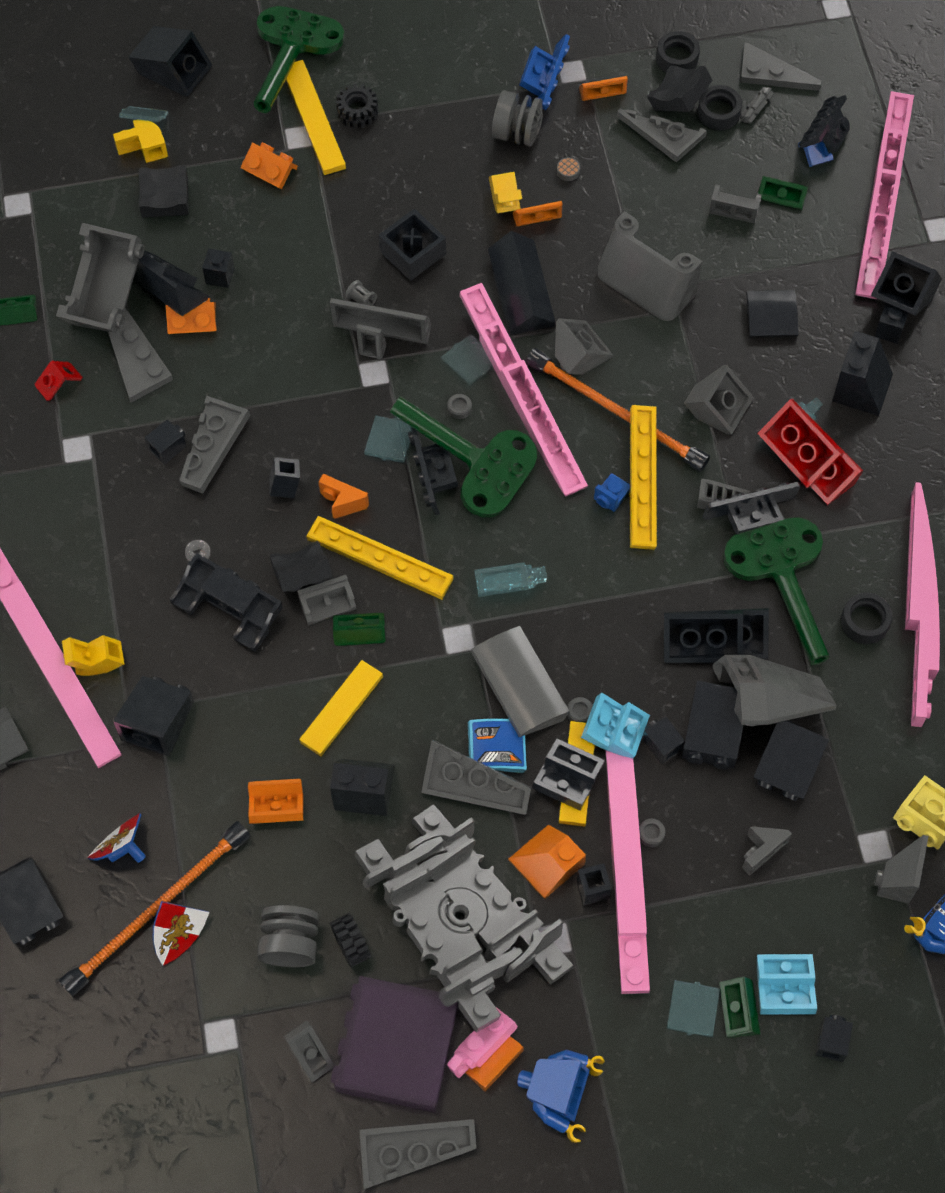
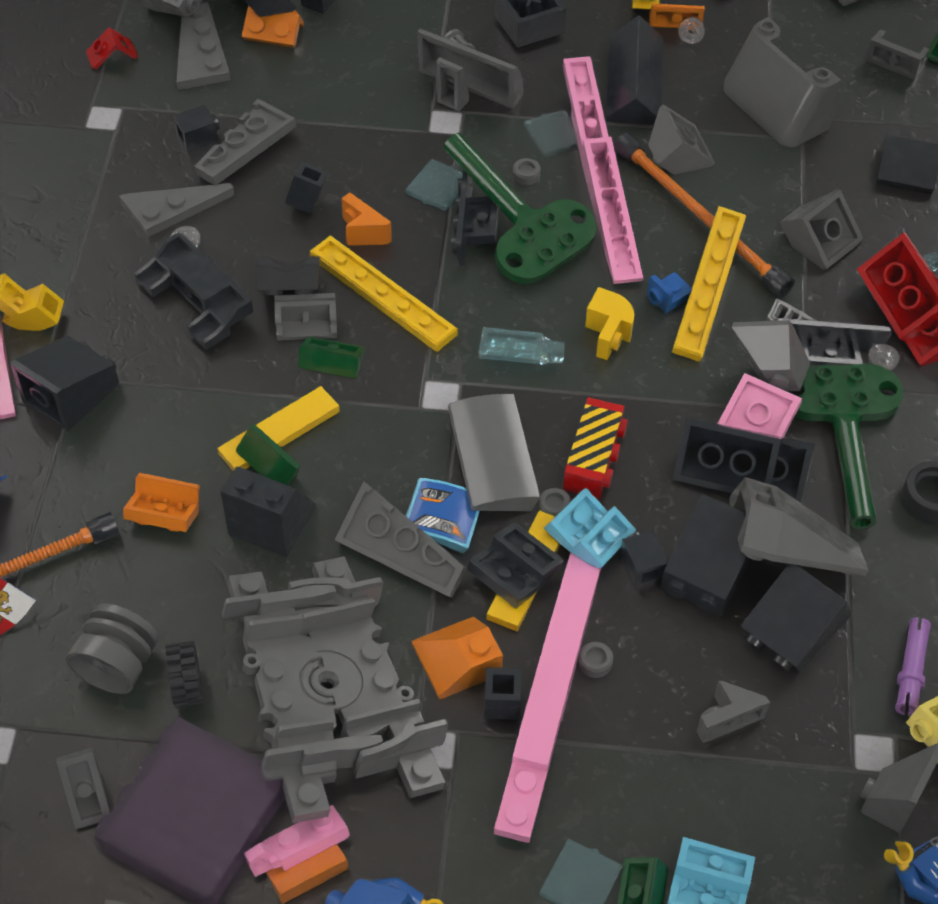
camera: 15 degrees right, 10 degrees down
(166, 527) = (163, 208): none -> dark grey wing
(344, 738) = (267, 456): none -> dark green slope
(557, 218) = (694, 25): none -> clear plate
(575, 530) = (612, 317): none -> yellow brick
(598, 654) = (595, 447): none -> brick
(715, 586) = (760, 407): none -> bright pink plate
(716, 535) = (774, 352): none -> dark grey slope
(795, 512) = (883, 356): none -> clear plate
(887, 780) = (911, 677): none -> medium lavender pin

